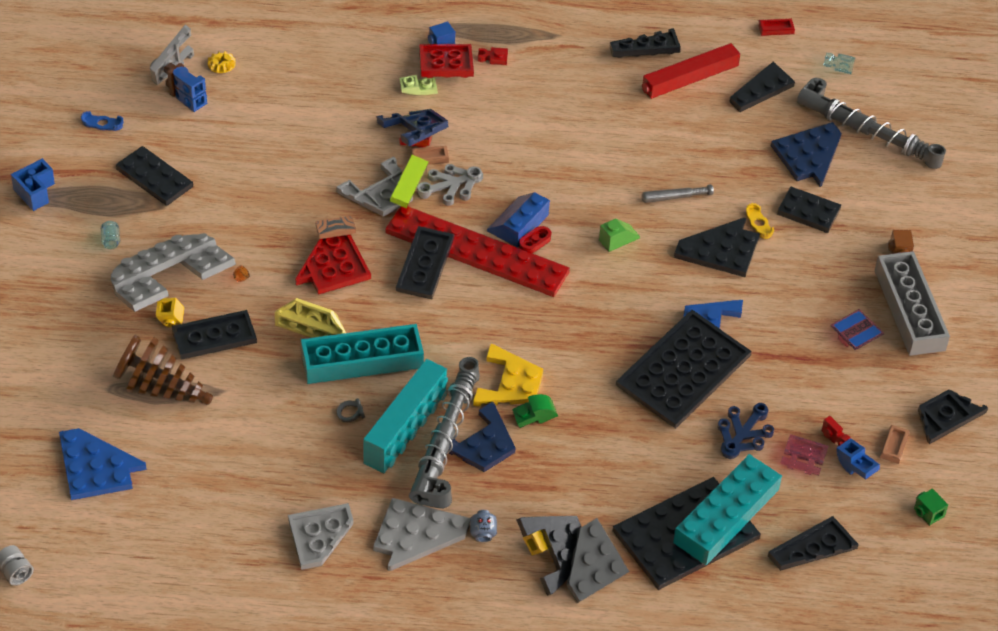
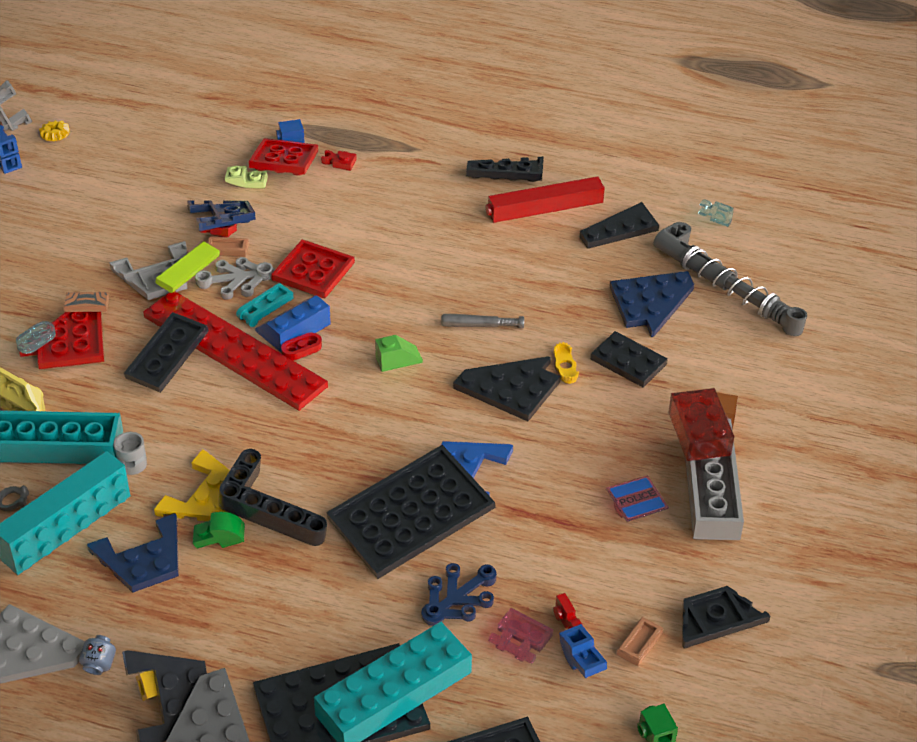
camera: 15 degrees right, 5 degrees down
(308, 266) = (35, 337): none -> clear light blue plate
(426, 488) = (67, 572): dark grey piece -> none
(436, 351) = (131, 452): none -> light grey wheel
(487, 205) = (264, 304): none -> teal plate
(515, 166) = (313, 268): none -> red plate
(568, 386) = (270, 512): none -> black beam
(776, 27) = (659, 169): red tile -> none
(895, 260) = (701, 424): none -> clear red brick

